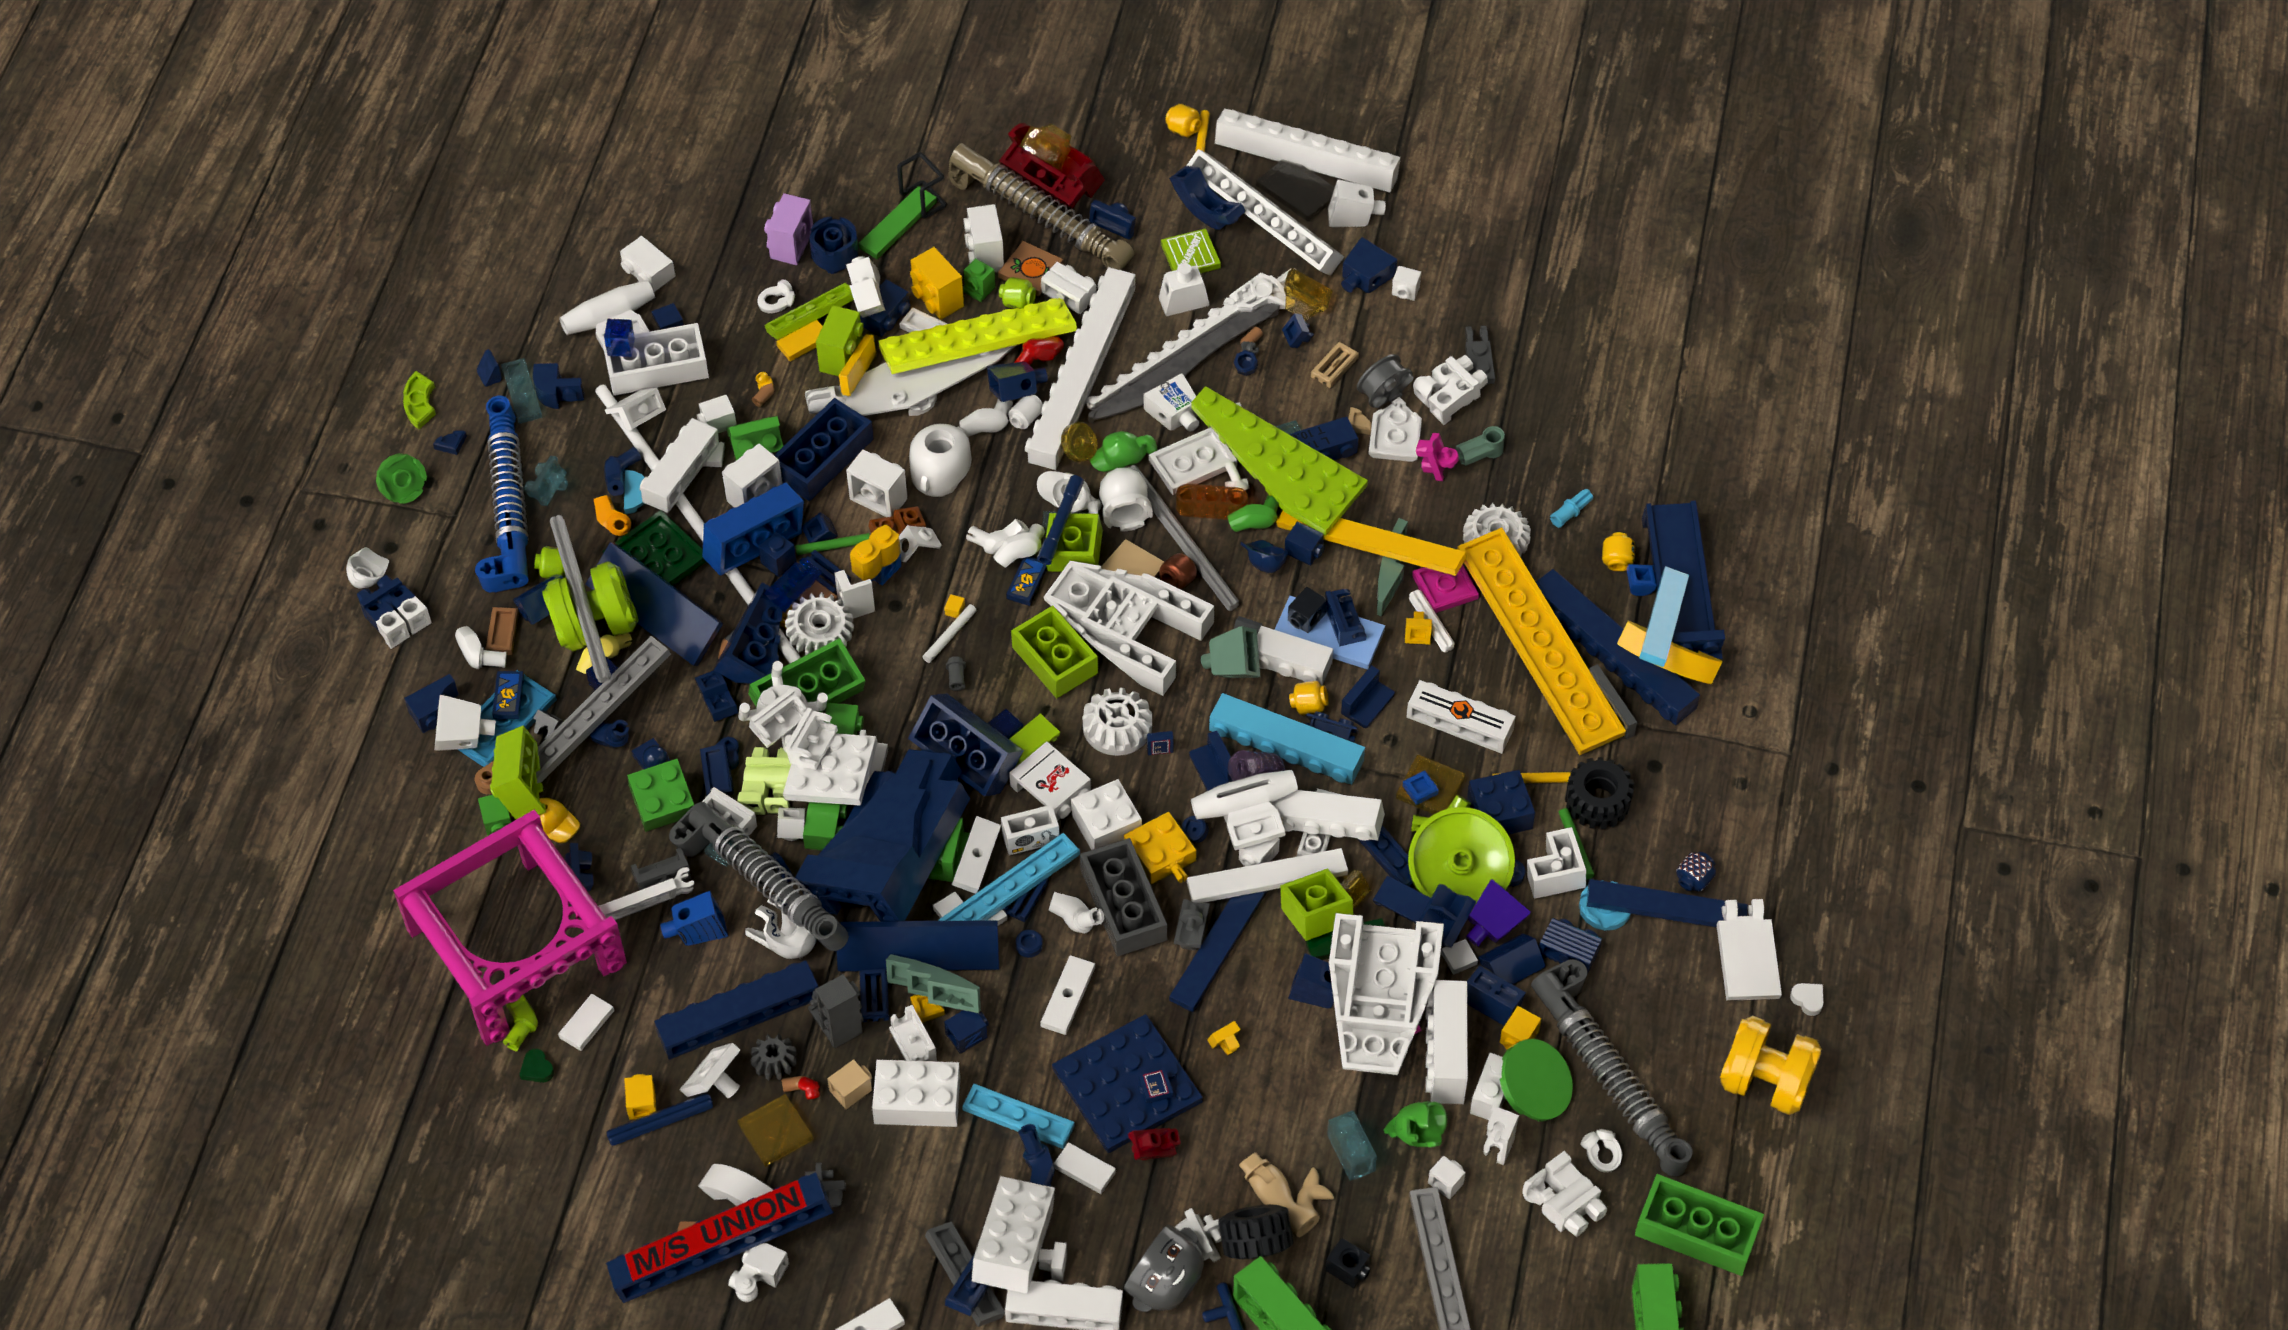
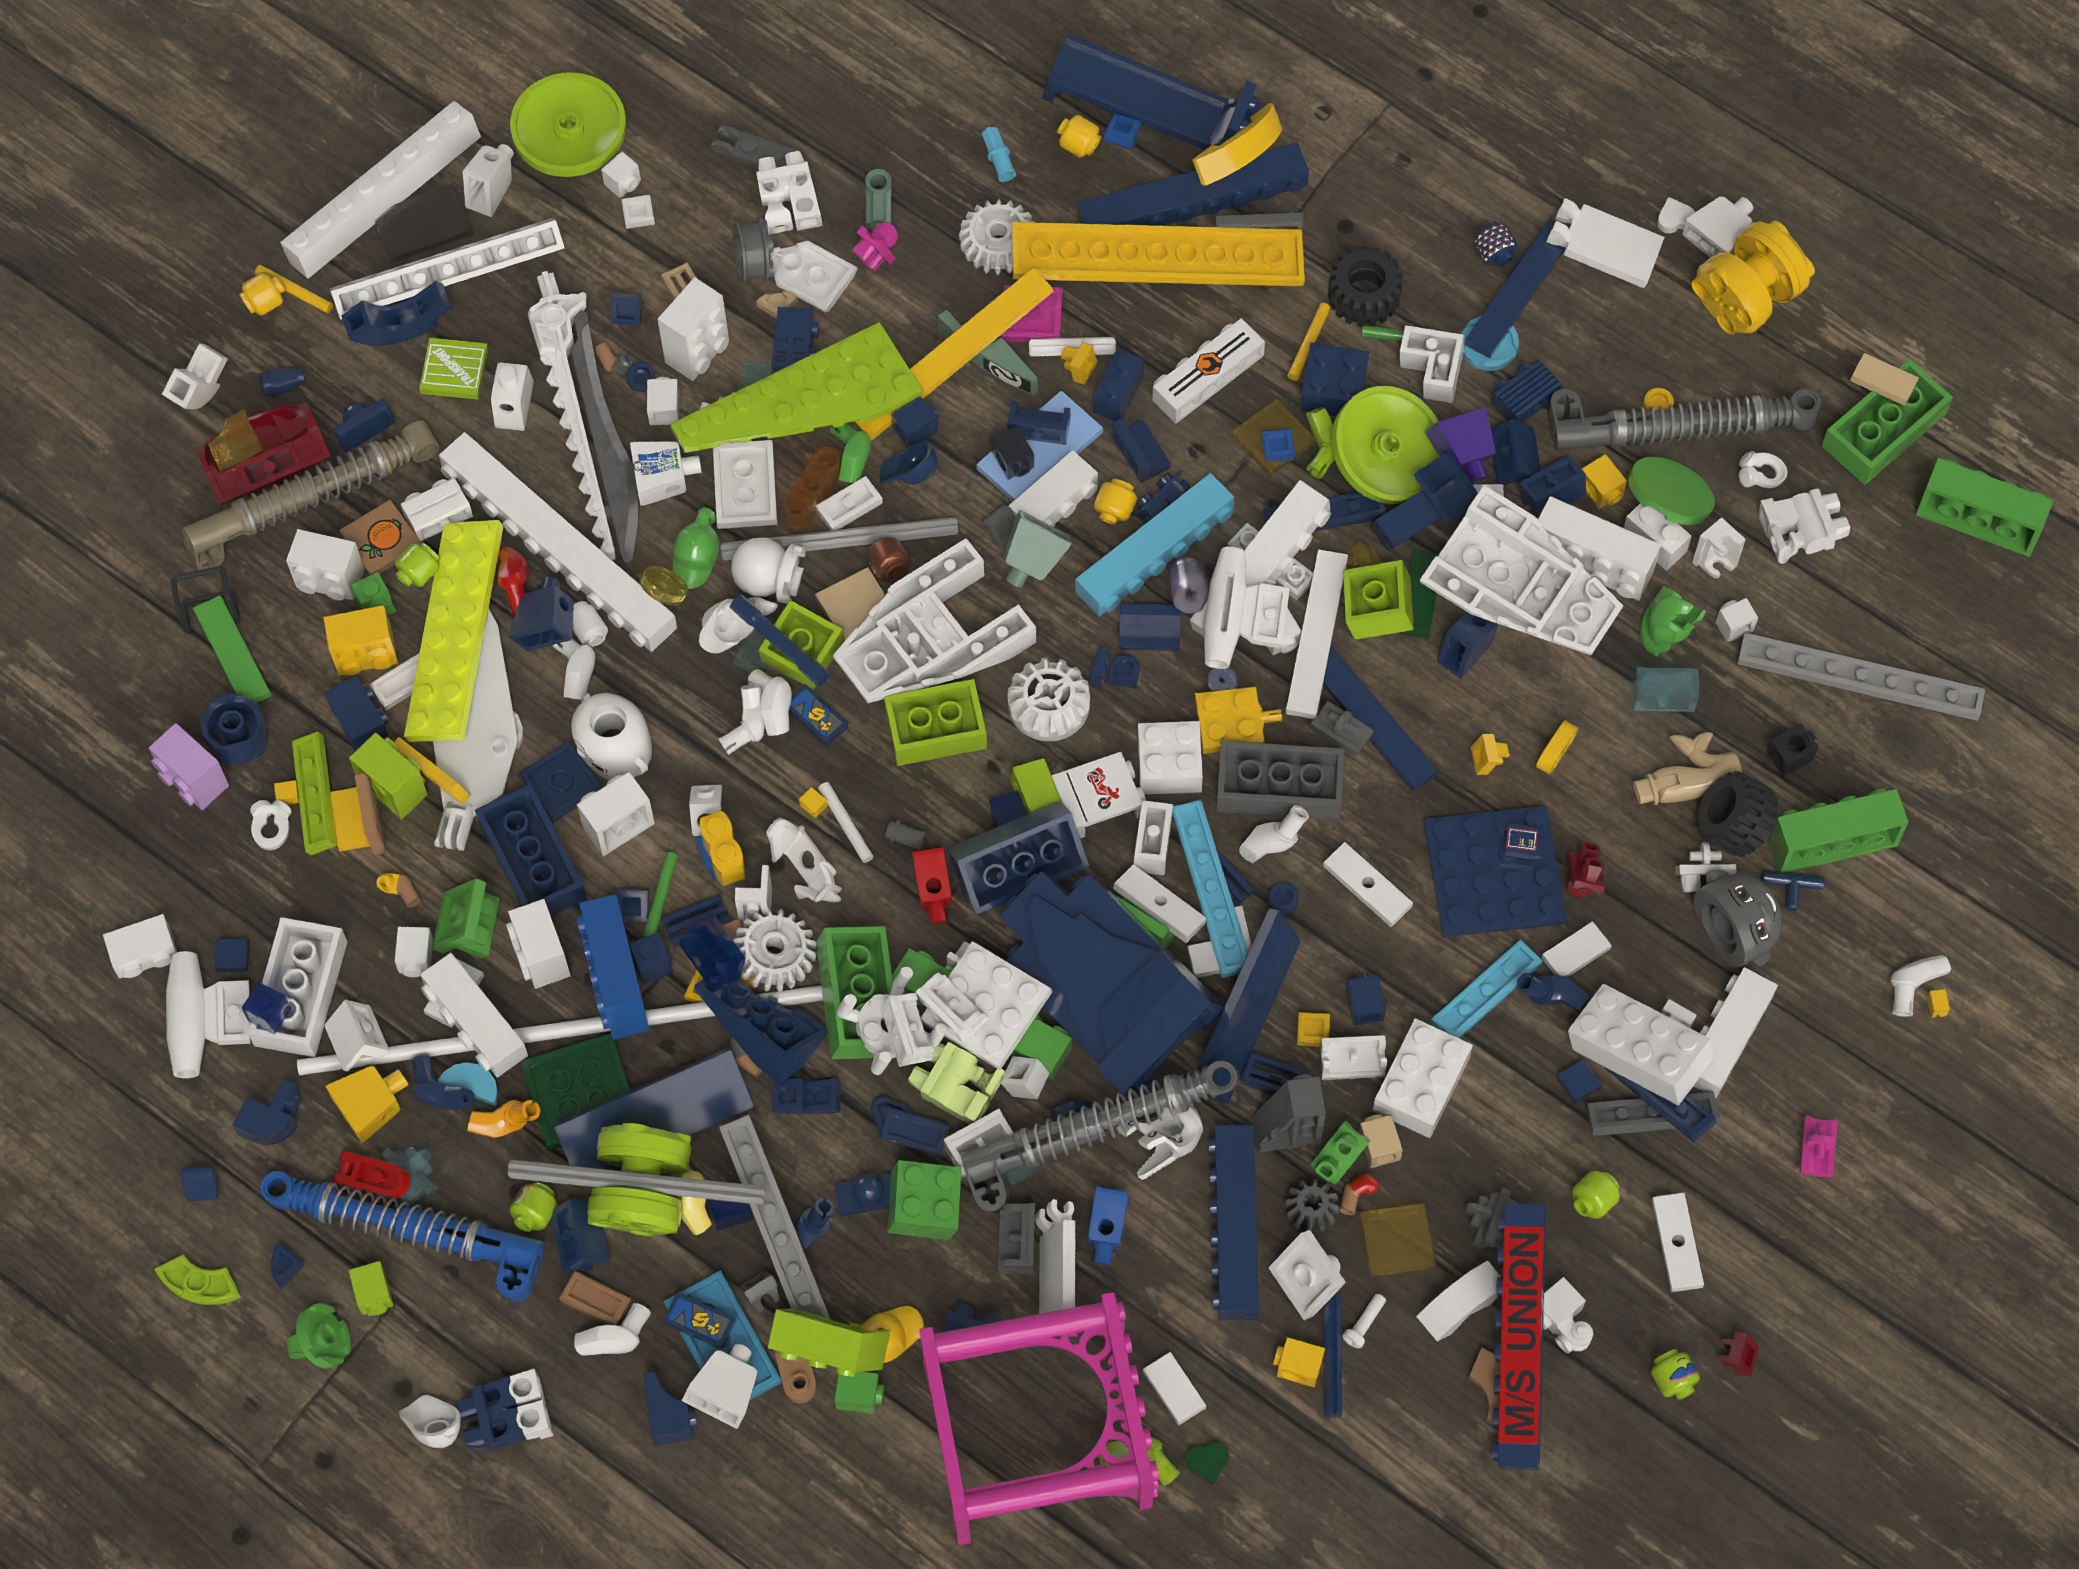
camera: 65 degrees left, 10 degrees up
(451, 495) = (371, 1289): none -> lime brick
(521, 391) = (249, 1157): clear light blue tile -> none
(532, 457) = (372, 1175): none -> red plate
(590, 435) = (367, 1099): none -> yellow torso
(694, 1131) = (1355, 1336): none -> white piece
(800, 343) = (370, 814): none -> medium nougat tile
(804, 295) = (287, 792): none -> yellow piece
(822, 1056) = (1339, 1153): none -> bright green hips
(865, 286) = (323, 714): white arch -> none
(873, 1255) = (1595, 1194): none -> lime head
(892, 444) = (560, 780): none -> dark blue tile
(900, 519) = (671, 819): dark orange slope -> none
(913, 601) = (793, 842): none -> white piece
(914, 698) = (930, 874): none -> red torso
(936, 983) = (1313, 999): sand green slope -> none
(970, 1211) = (1579, 1081): none -> dark blue tile
(1089, 114) = (196, 384): none -> white brick
(1121, 159) = (278, 381): none -> dark blue cone
(1169, 763) = (1124, 671): none -> dark blue tile
(1212, 530) = (849, 504): none -> white plate
(1232, 382) = (662, 401): none -> white brick
(1235, 478) = (801, 452): white plate -> none
(1258, 1085) = (1557, 747): none -> yellow beam
(1292, 368) = (693, 329): none -> white brick
(1305, 294) = (584, 277): clear yellow slope -> none
(1367, 267) = (576, 203): dark blue torso -> none
(1385, 308) = (638, 211): none -> white tile
(1411, 661) = (1118, 385): none -> dark blue brick
(1426, 233) = (568, 124): none -> lime dish
(1625, 1046) = (1657, 397): none -> yellow tile
(1664, 617) = (1204, 125): medium azure tile -> none
(1729, 1198) = (1884, 379): none -> tan tile
(1819, 1025) = (1718, 225): none -> white torso

